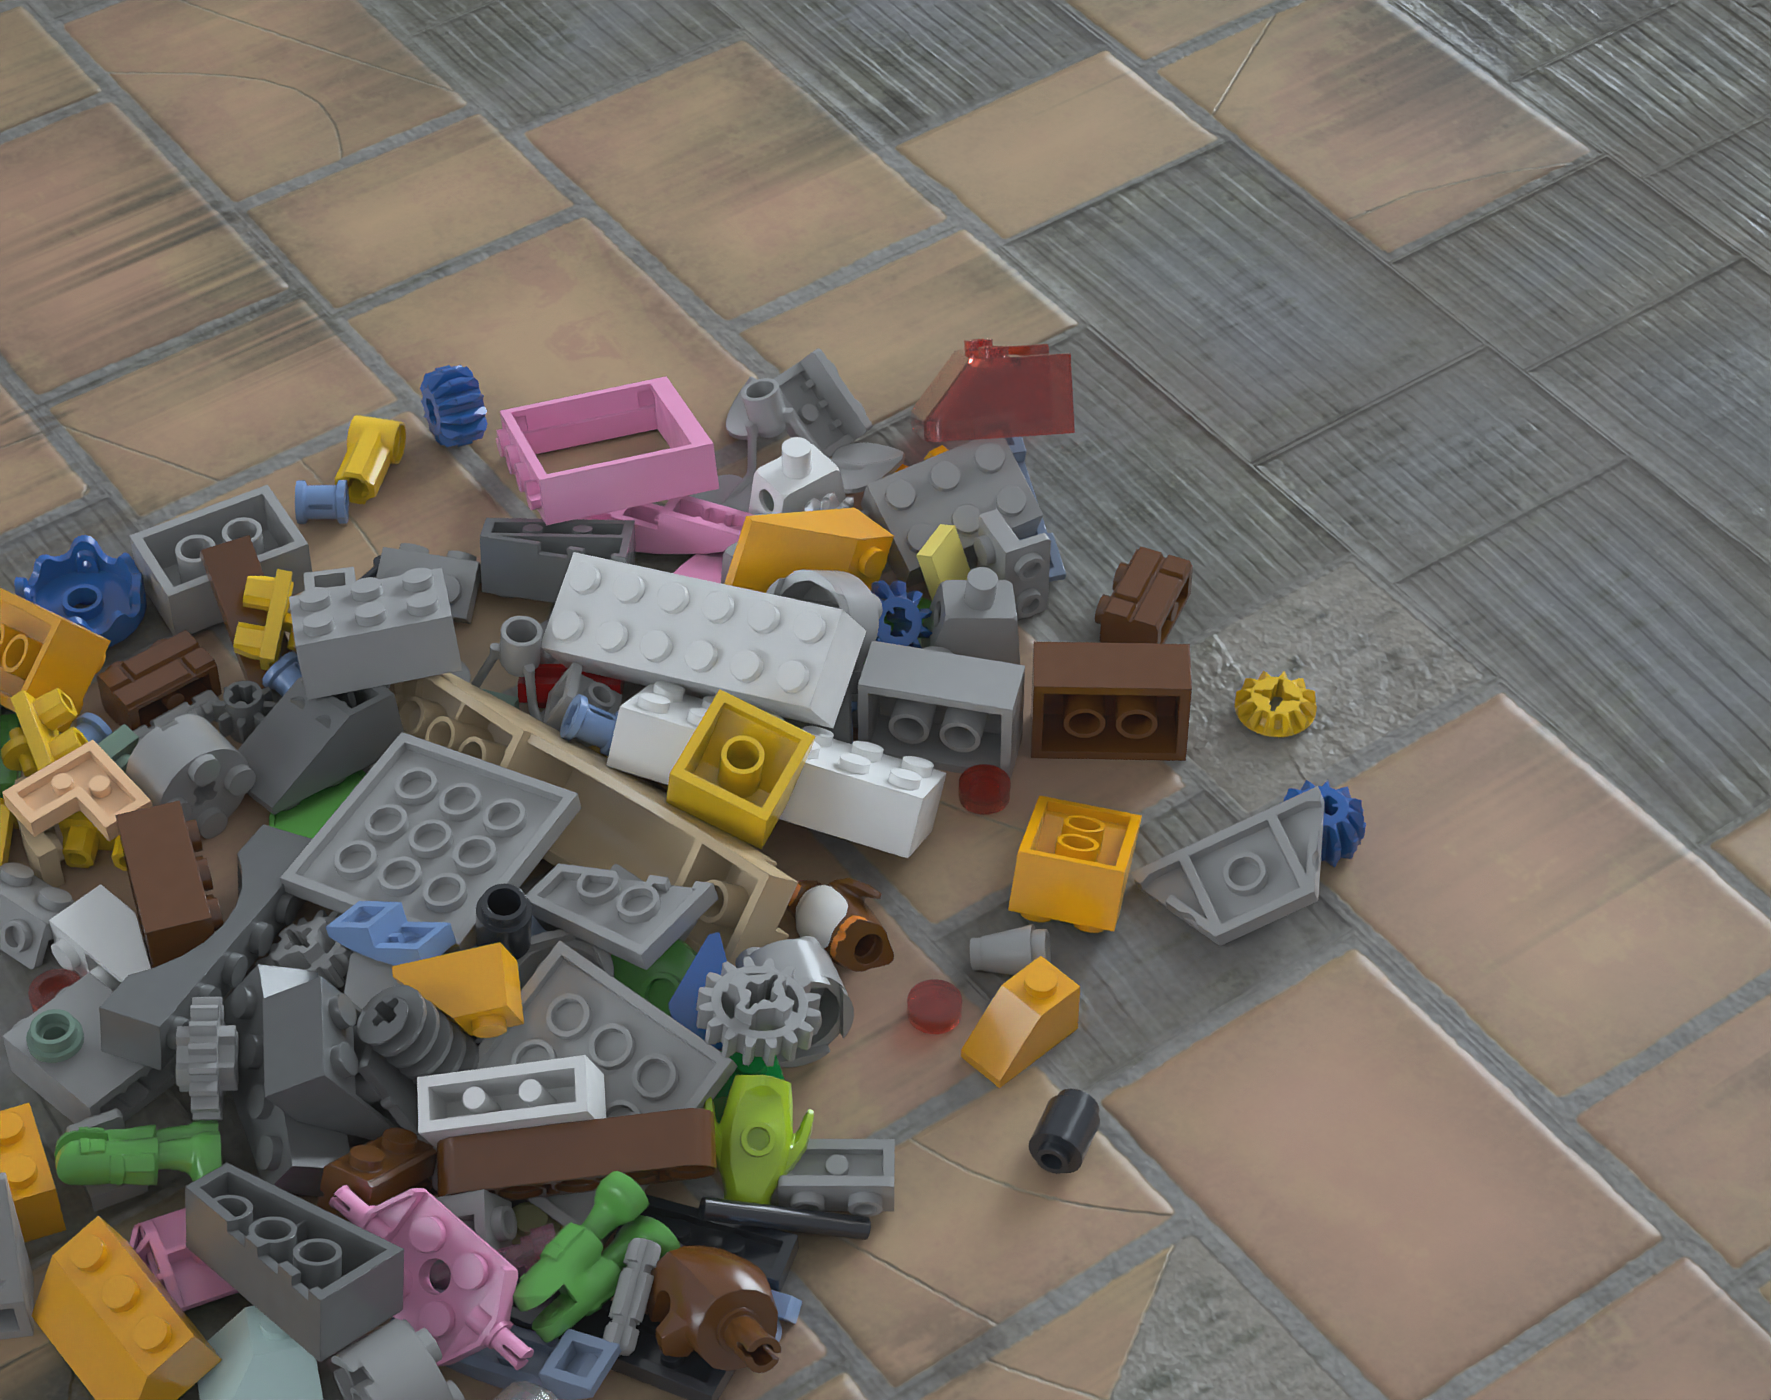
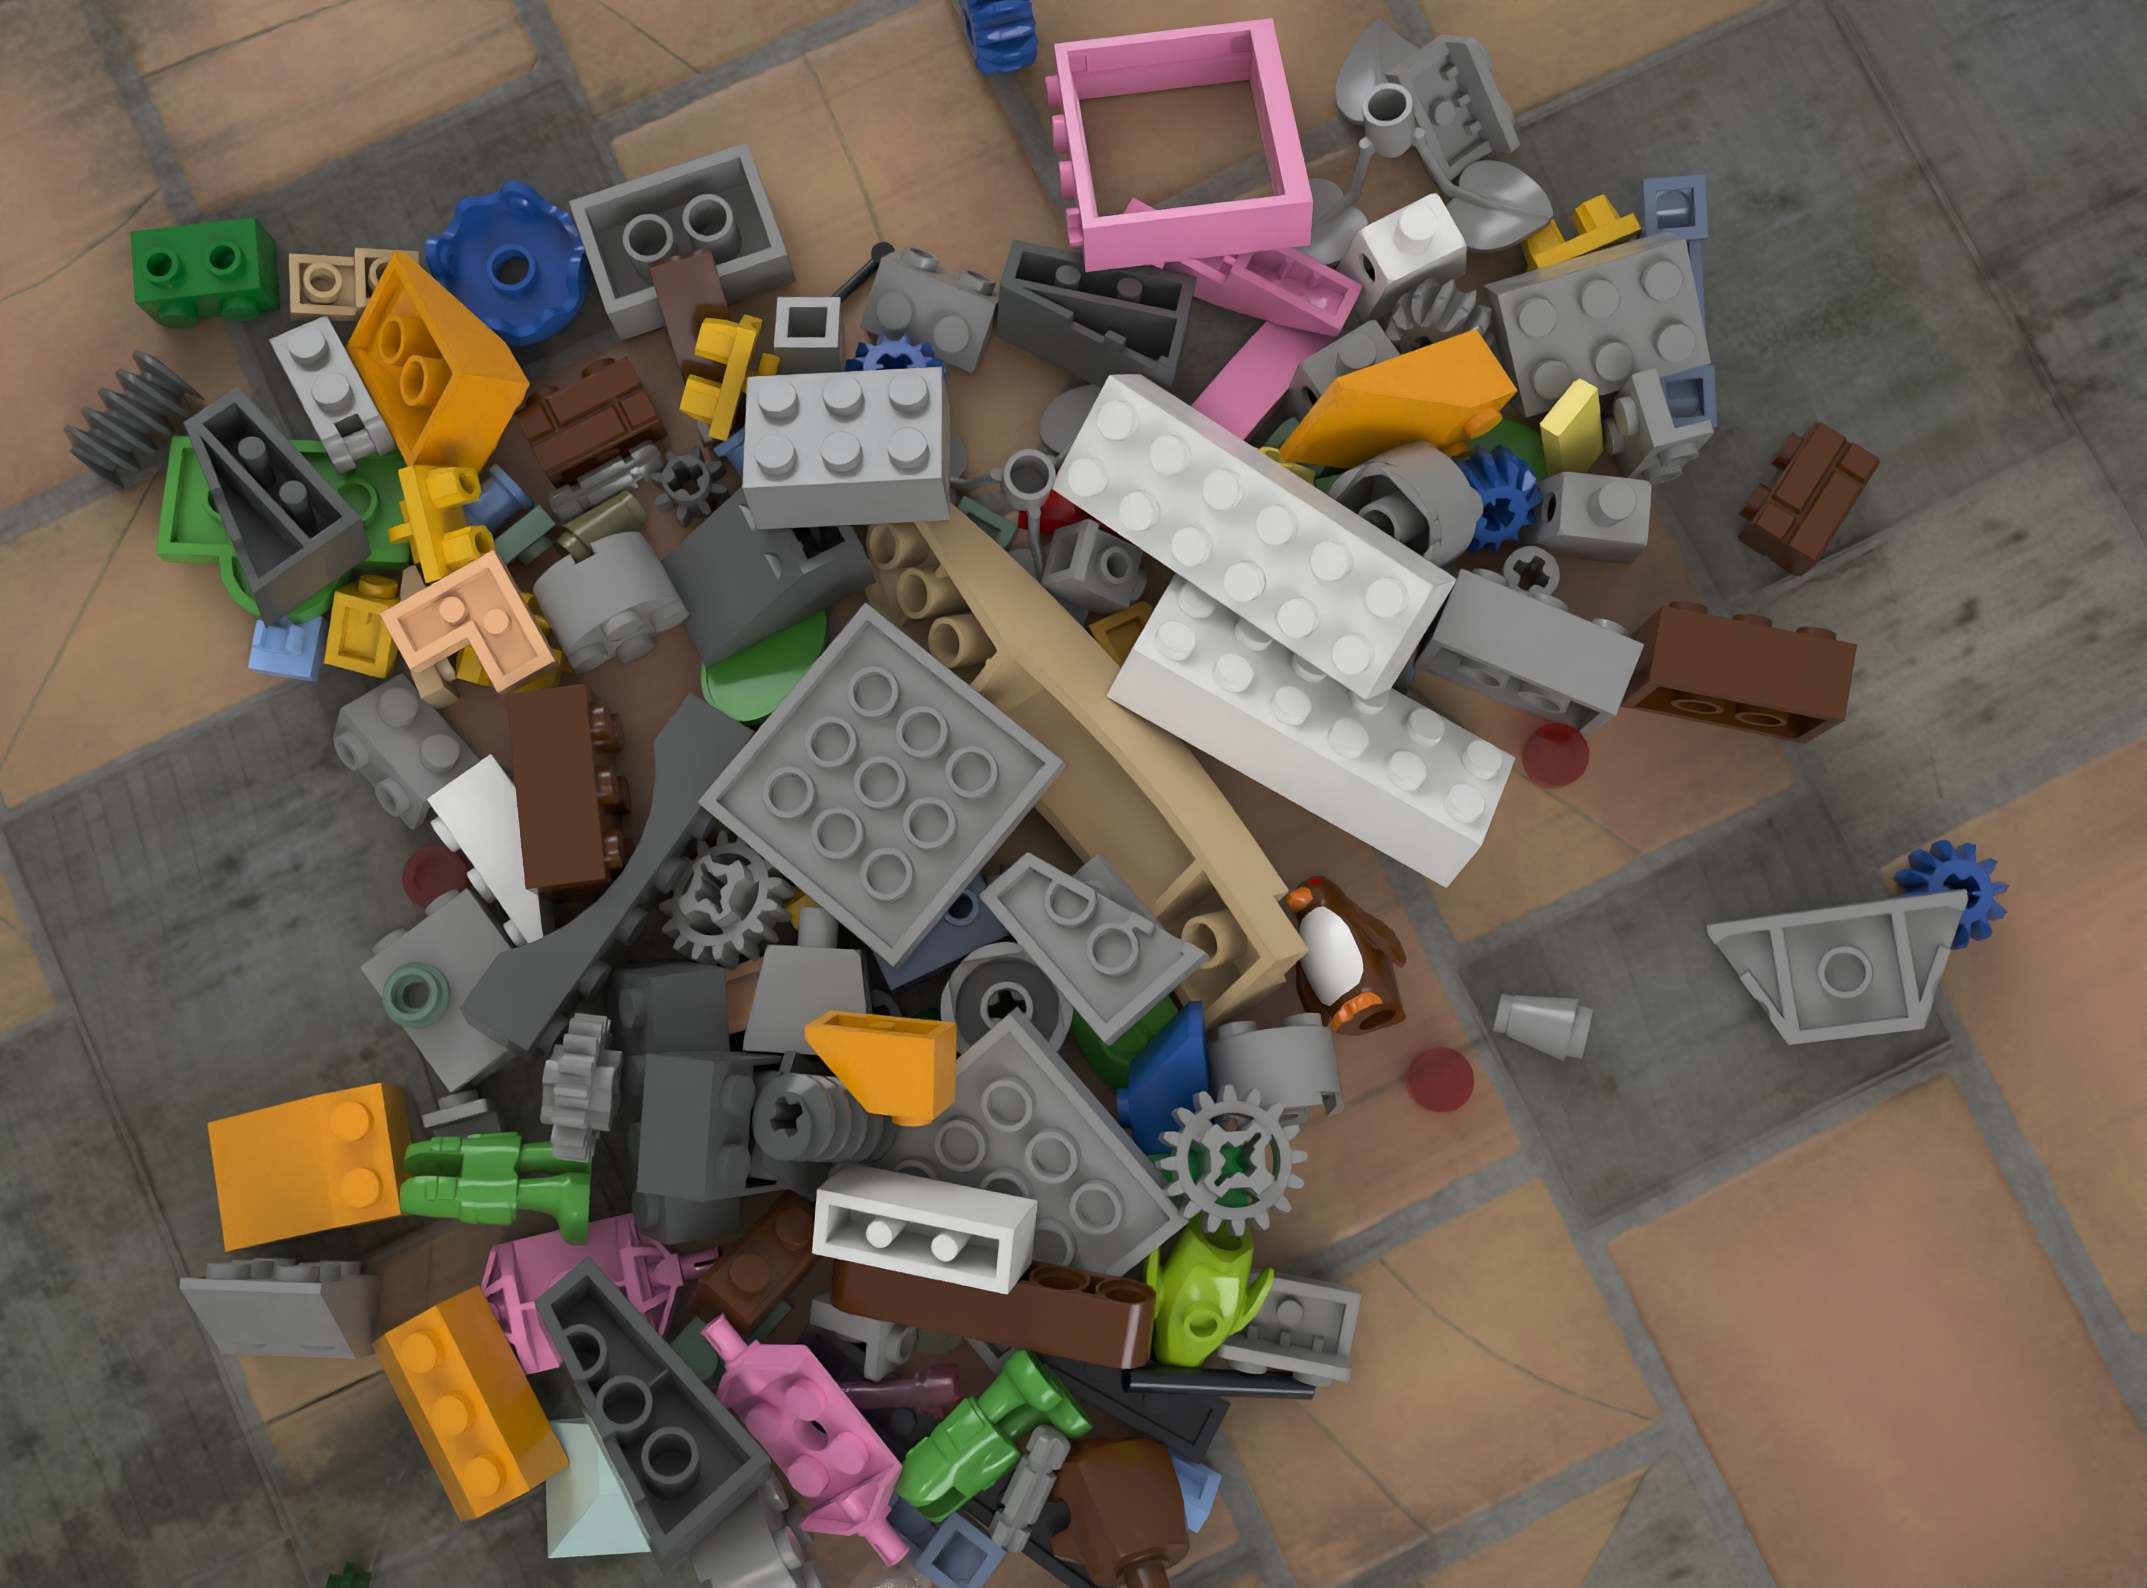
camera: 10 degrees right, 35 degrees up
(322, 502) = (818, 148): medium blue bush -> none
(370, 451) = (890, 63): yellow piece -> none
(385, 935) = (813, 942): medium blue slope -> none
(504, 917) = (949, 972): black brick -> none
(588, 724) = (1100, 619): medium blue bush -> none
(739, 769) = (1267, 769): yellow slope -> none
(997, 394) = (1663, 167): clear red windscreen -> none
(1023, 1022) = (1537, 1138): light orange slope -> none
(1065, 1131) = (1558, 1305): black brick -> none
(1074, 864) = (1646, 900): light orange slope -> none
(1290, 717) = (1907, 693): yellow gear -> none

